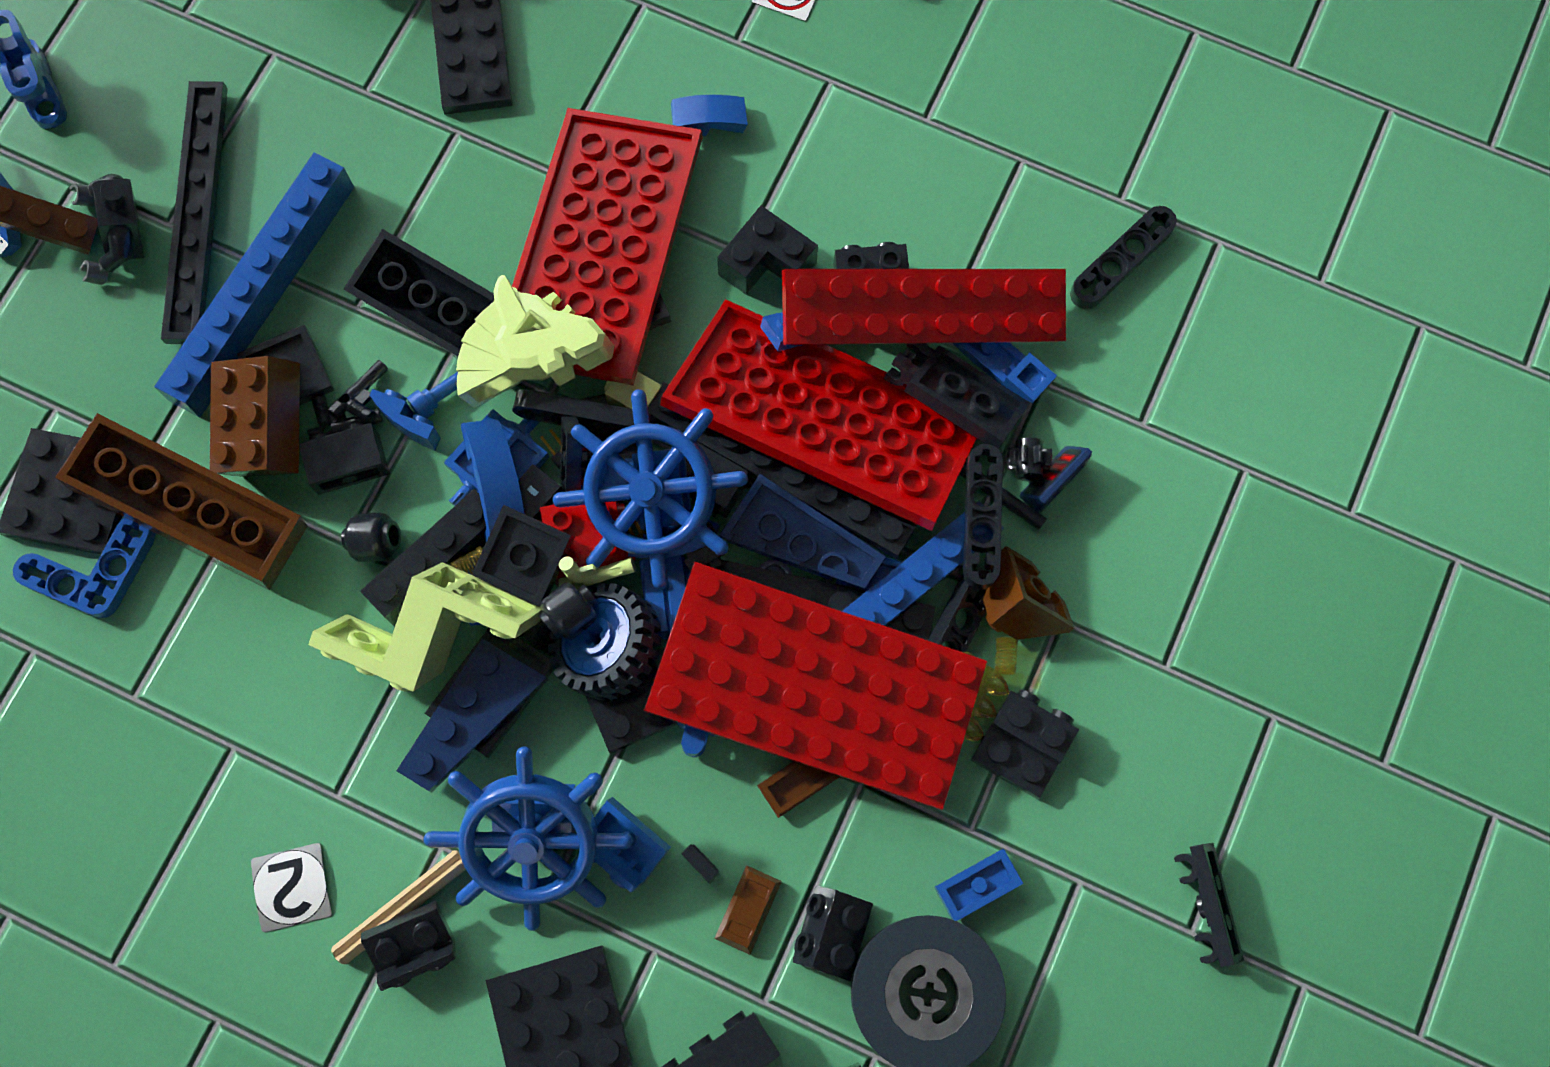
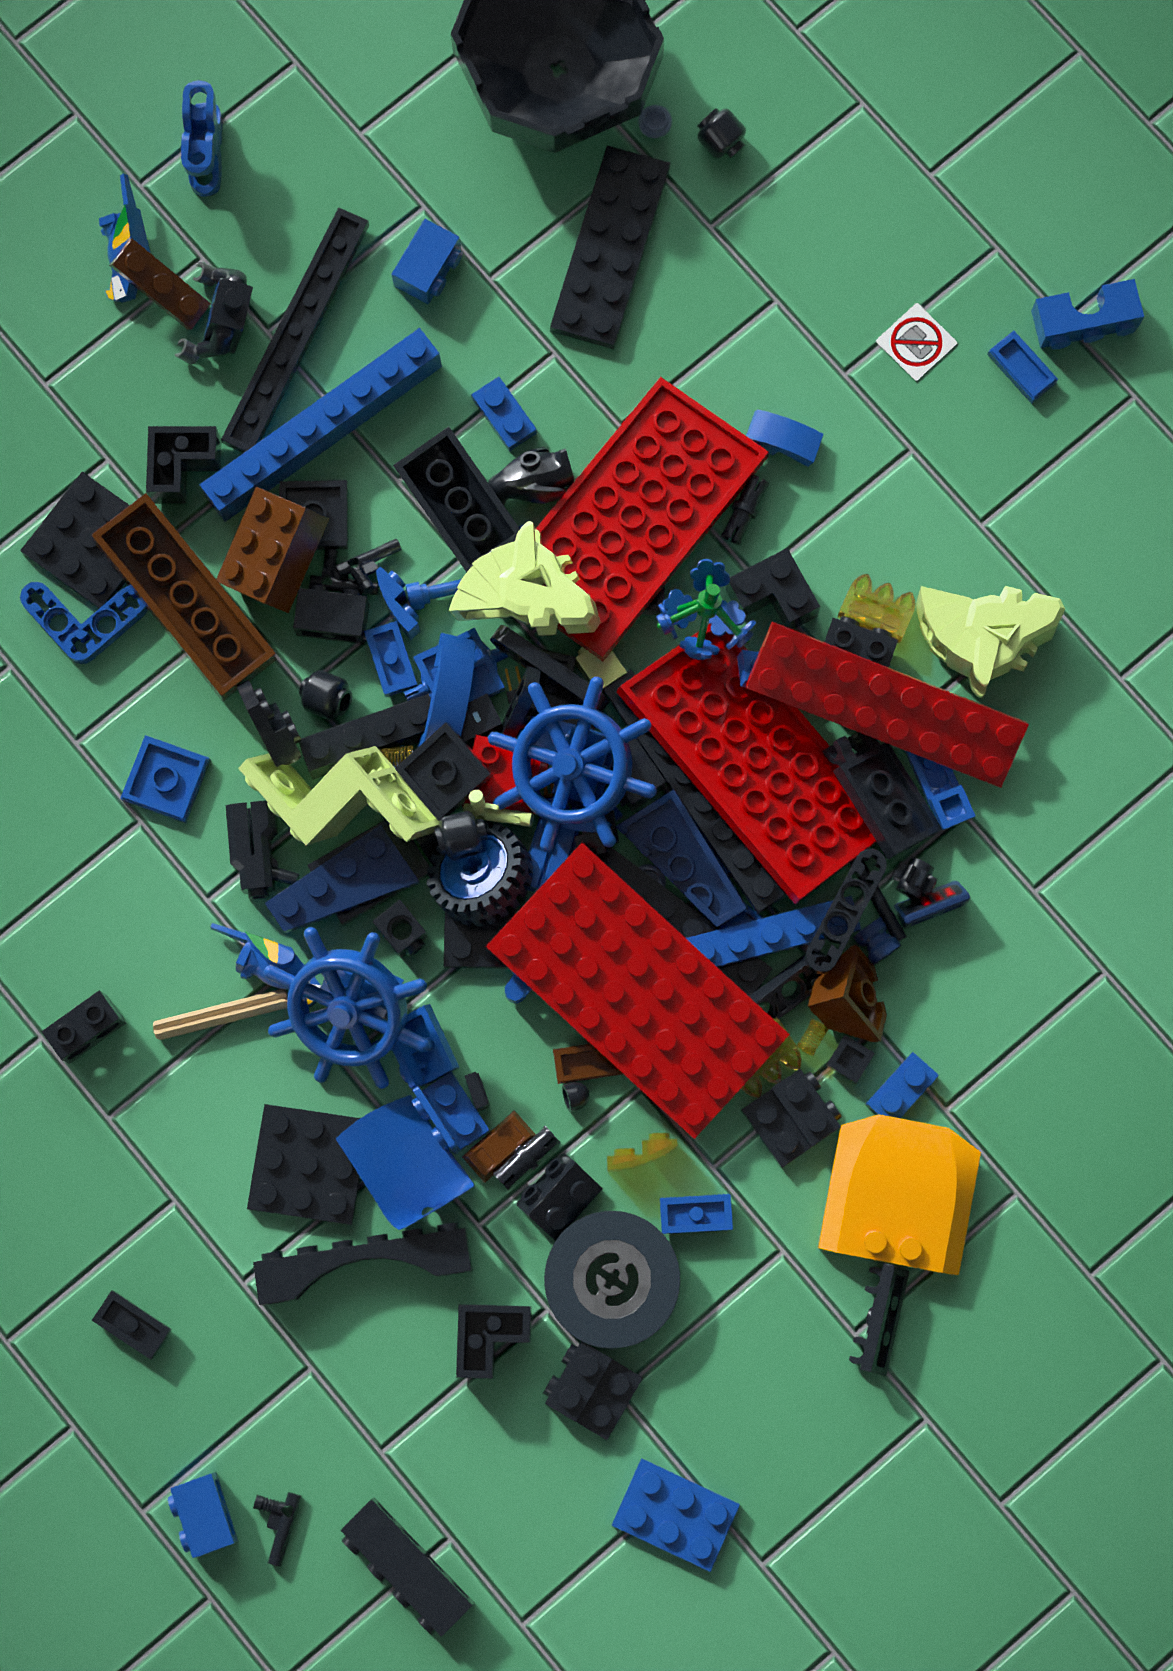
camera: 30 degrees right, 5 degrees up
(119, 368) = (173, 453): none -> black brick
(241, 693) = (165, 779): none -> blue tile
(257, 989) = (83, 1027): none -> black brick
(290, 887) = (140, 958): sticker -> none
(297, 96) = (427, 262): none -> blue brick
(332, 590) = (273, 726): none -> black plate
(359, 722) = (256, 869): none -> black piece
(409, 946) = (216, 1048): black bracket -> none
(413, 824) = (260, 953): none -> blue animal
(422, 474) = (390, 659): none -> blue plate
(433, 203) = (504, 413): none -> blue plate
(488, 243) = (534, 477): none -> black animal
(534, 728) = (397, 915): none -> black brick
(658, 974) = (403, 1162): none -> blue piece
(684, 898) = (451, 1112): none -> blue bracket
(703, 194) = (744, 510): none -> black pin
(703, 265) = (709, 605): none -> blue plant
(781, 908) = (526, 1157): none -> black pin
(801, 822) = (575, 1095): none -> black hinge
(870, 227) = (878, 608): none -> clear yellow plate
(903, 841) = (652, 1150): none -> clear yellow slope
(981, 207) = (986, 633): none -> yellowish green animal
(1023, 534) = (877, 941): none -> dark blue wheel
(1053, 660) = (850, 1059): none -> black plate
(1115, 667) = (902, 1088): none -> blue plate
(1123, 257) = (1092, 731): black beam -> none
(1167, 770) = (900, 1193): none -> light orange wedge

